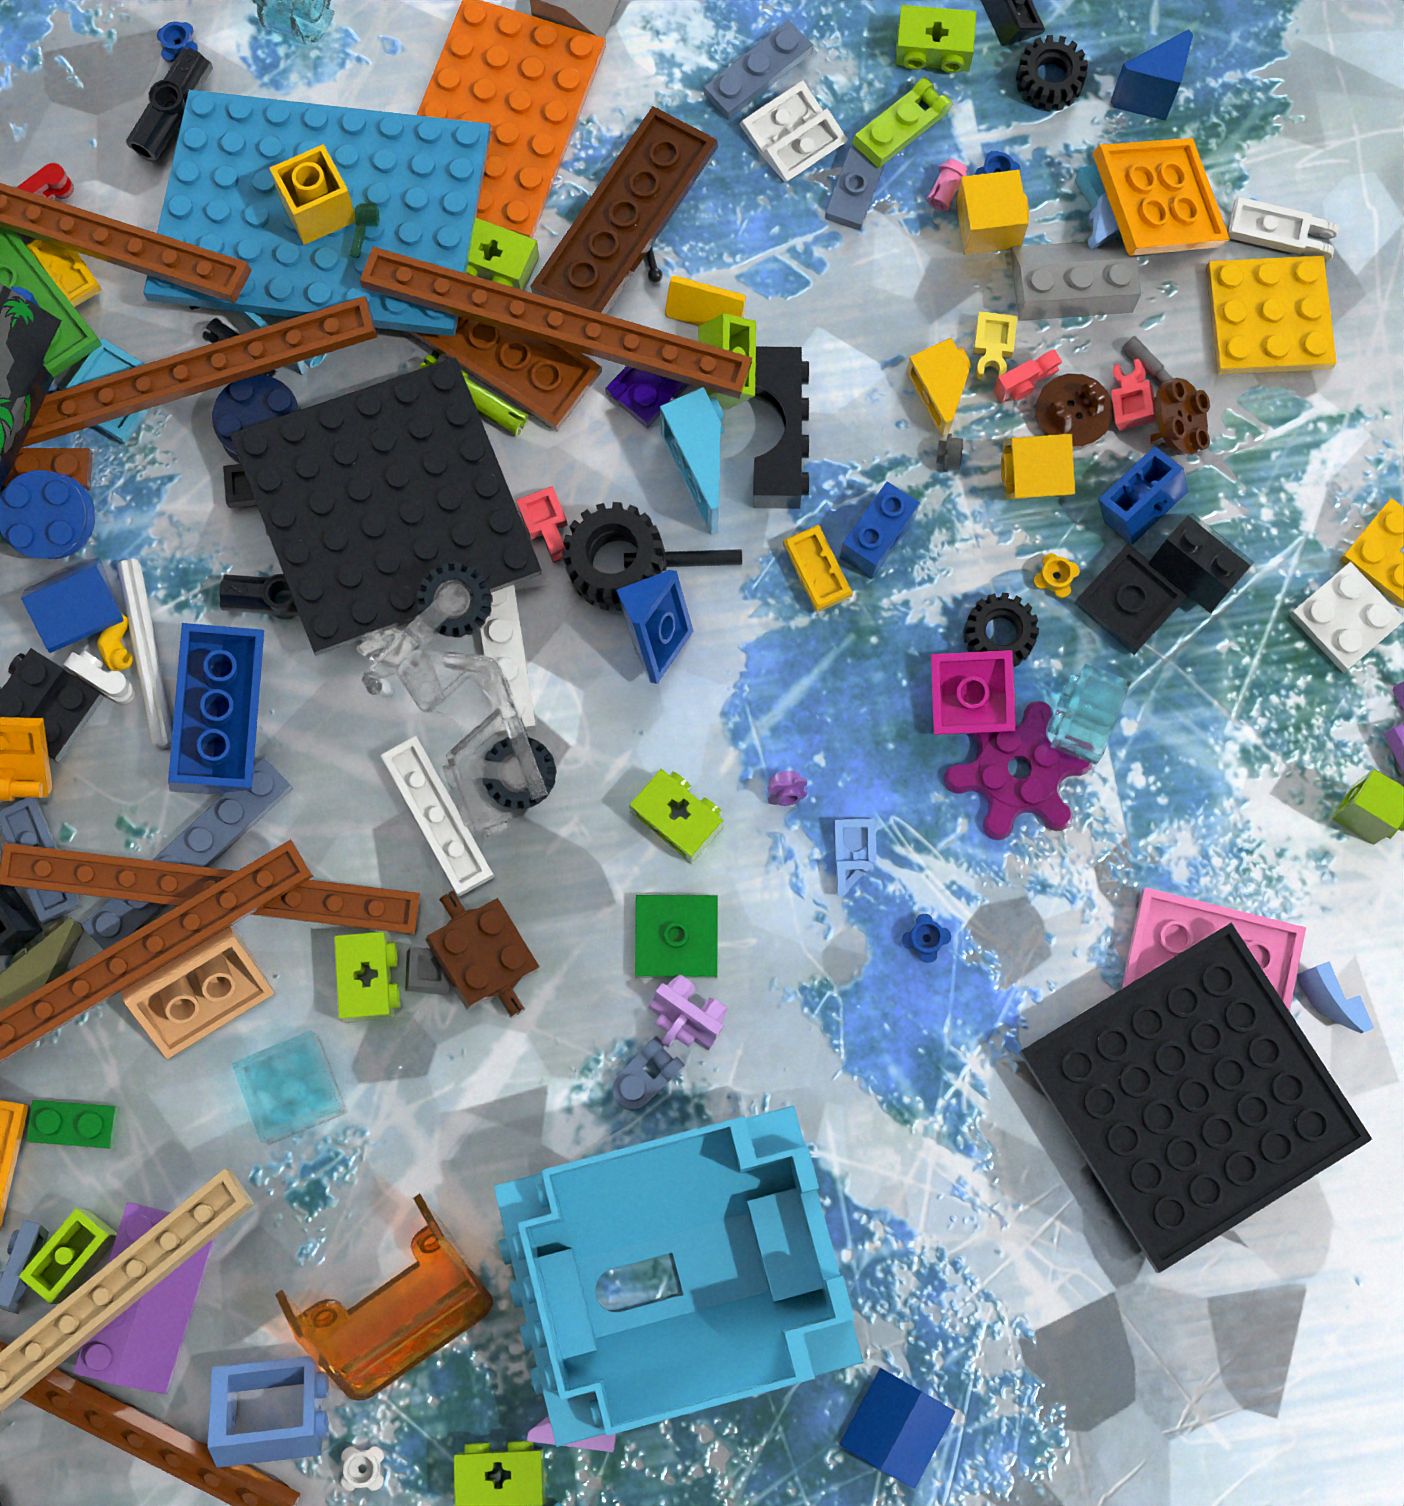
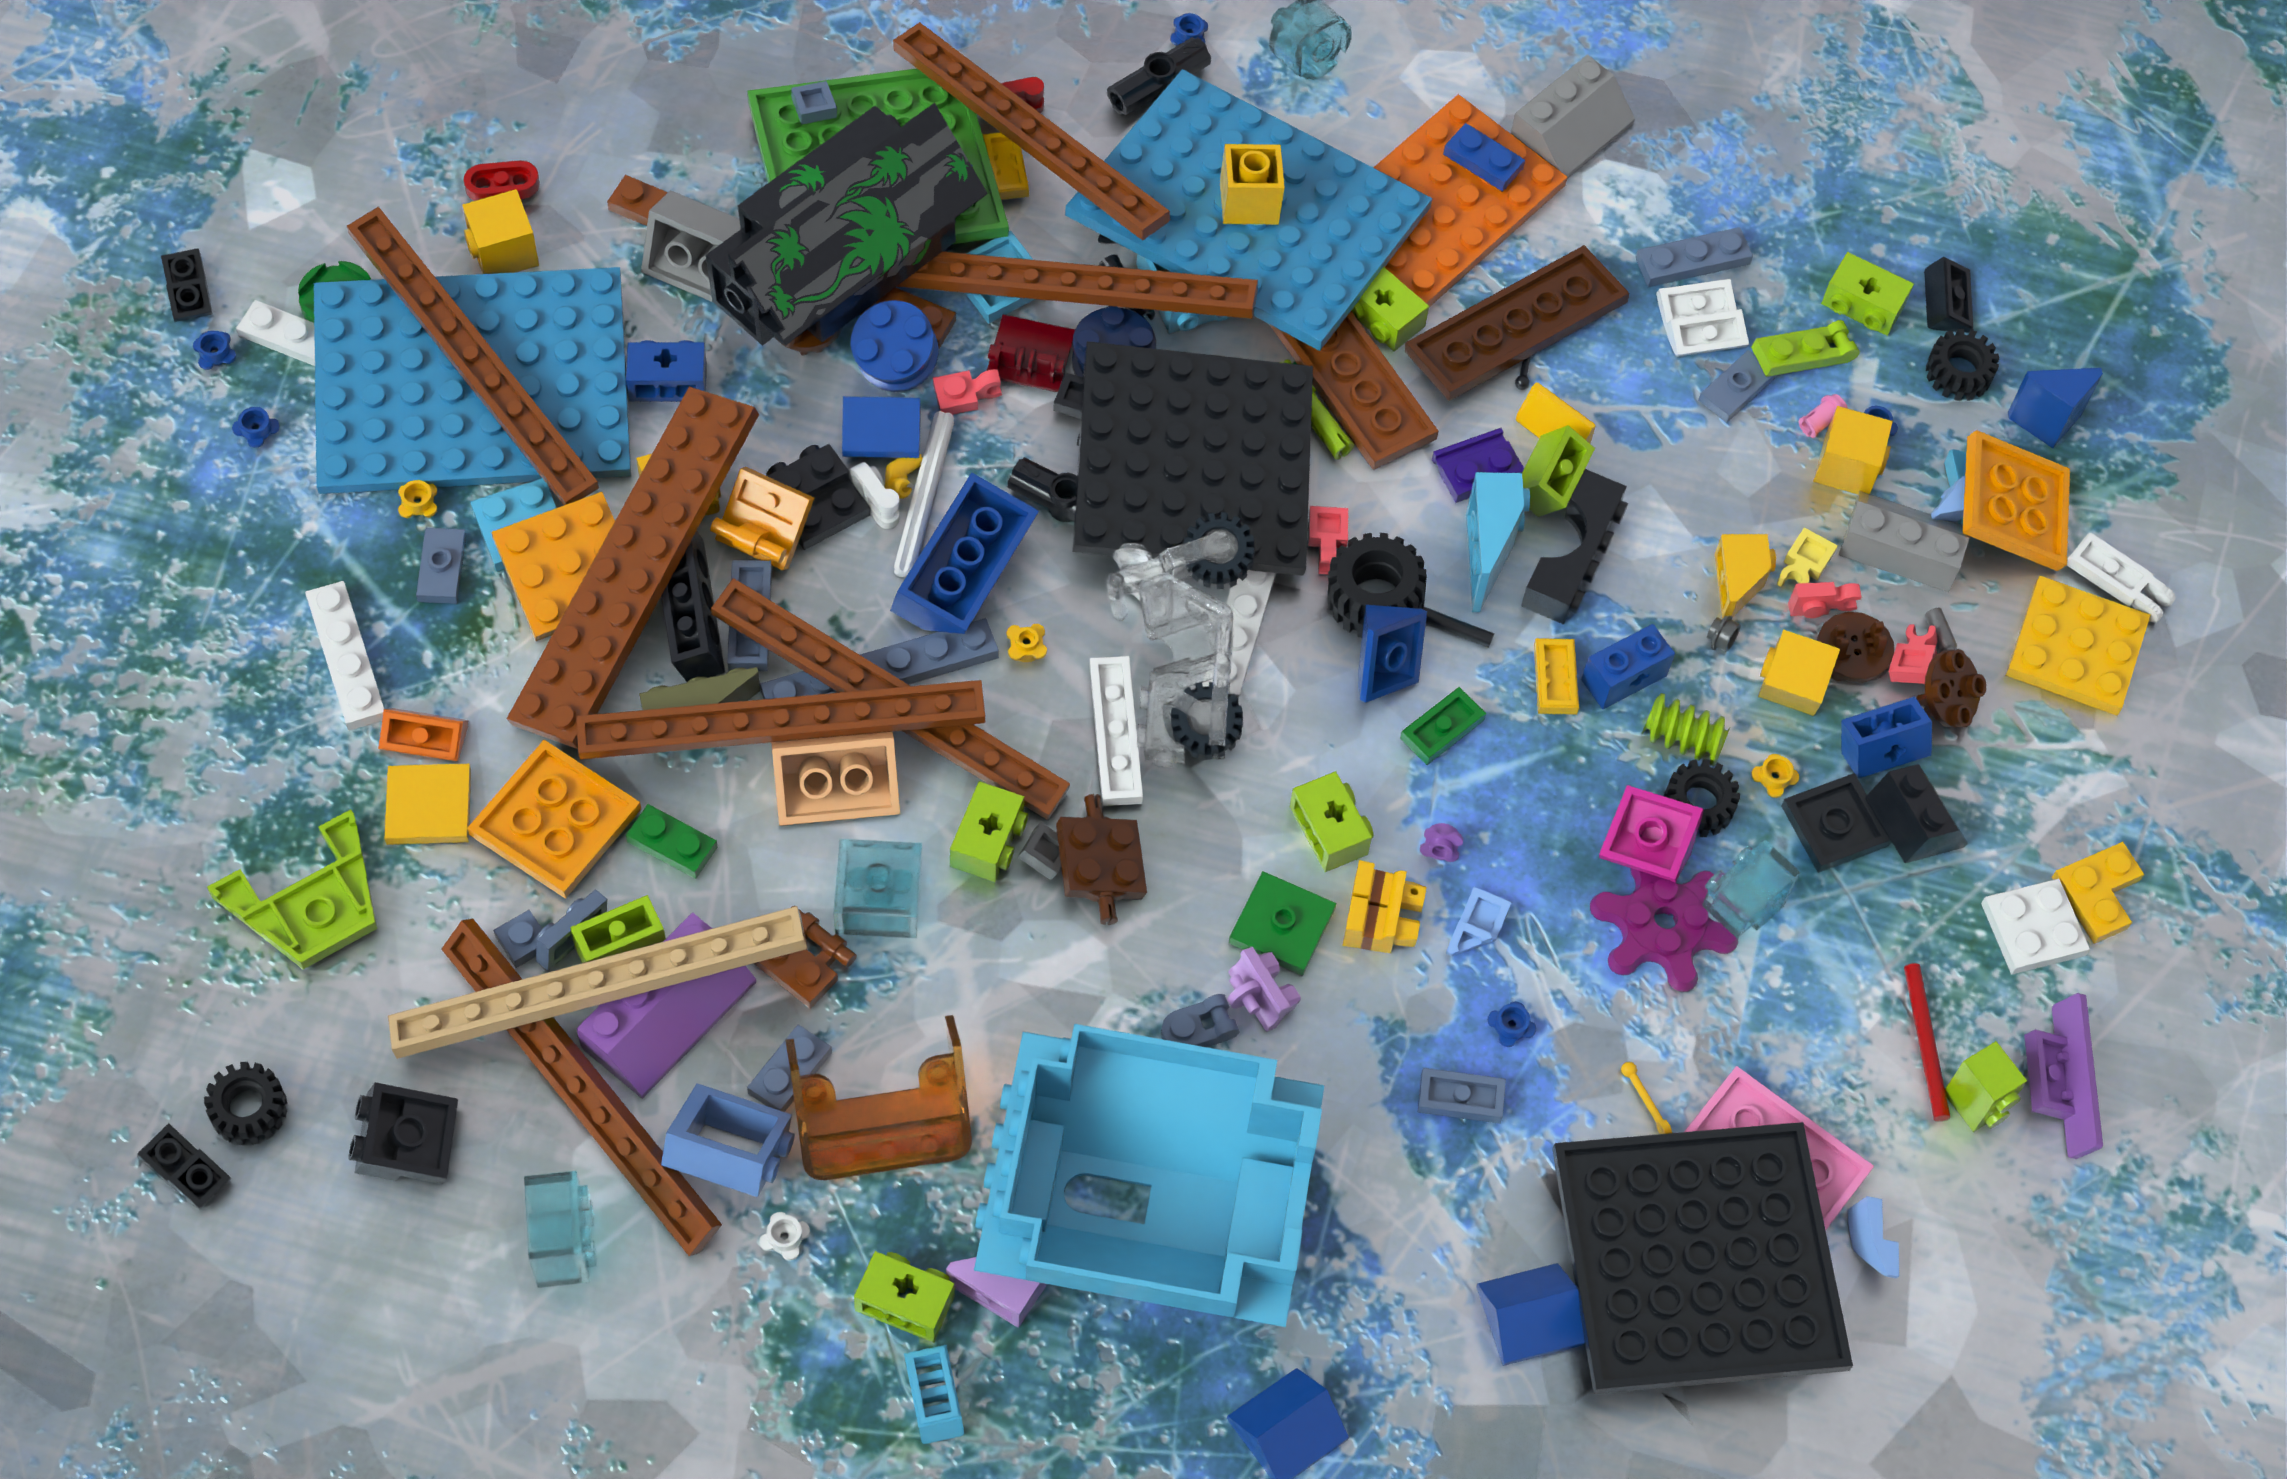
camera: 20 degrees right, 15 degrees down
(130, 530) = (960, 393): none -> coral plate
(179, 458) = (1030, 352): none -> dark red hinge
(268, 1196) = (802, 972): none -> dark orange plate
(299, 1282) = (773, 1082): none -> sand blue plate
(324, 767) = (1026, 652): none -> yellow plate
(365, 216) = (1288, 221): clear green hand -> none
(519, 55) = (1484, 157): none -> blue plate
(556, 322) = (1417, 370): dark orange plate -> none
(736, 668) = (1443, 725): none -> green plate
(757, 885) = (1375, 909): none -> yellow hips
(913, 1032) = (1461, 1095): none -> sand blue plate
(959, 569) = (1686, 729): none -> lime piece
(1050, 932) = (1629, 1070): none -> yellow hinge
(1064, 1211) = (1532, 1313): none -> blue slope
(1299, 778) = (1927, 1042): none -> red bar

